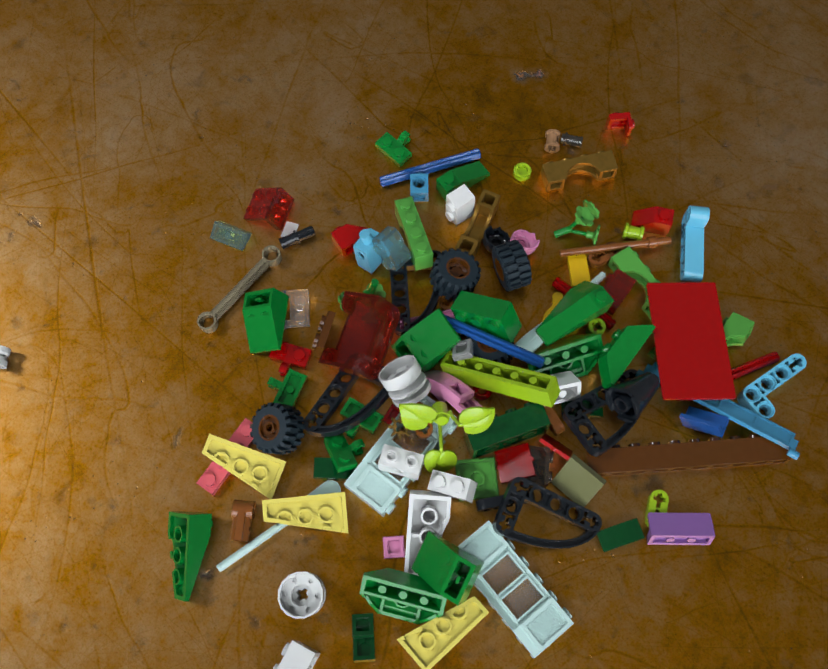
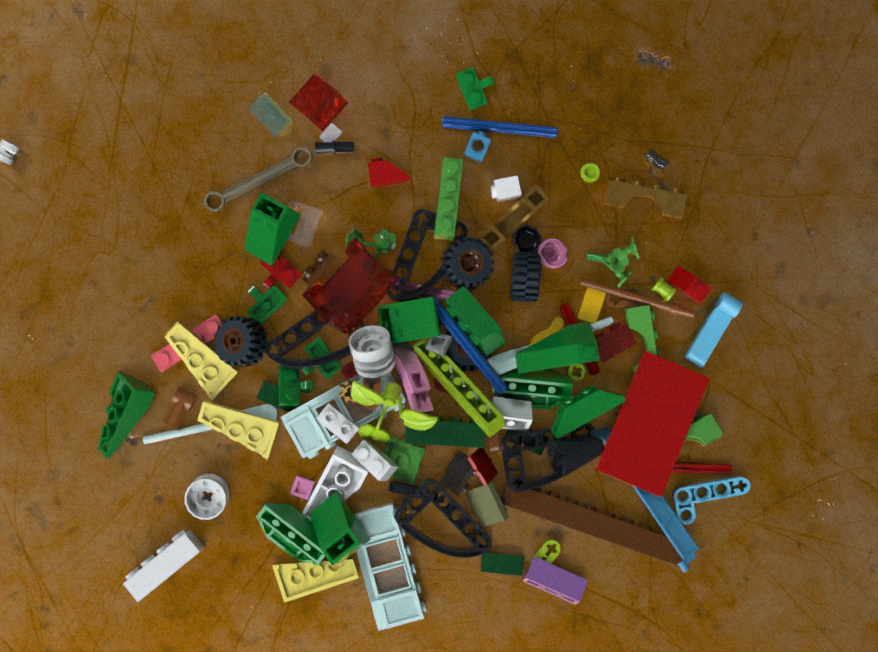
camera: 20 degrees right, 20 degrees up
(363, 637) = (245, 551): dark green slope -> none
(364, 251) = (400, 198): medium azure torso -> none
(391, 248) = (417, 211): clear light blue brick -> none
(456, 177) = (525, 156): green slope -> none
(515, 462) = (440, 462): red piece -> none
(552, 141) = (636, 153): medium nougat bush -> none
(619, 121) = (714, 158): red bracket -> none
(704, 421) = (628, 501): blue panel -> none

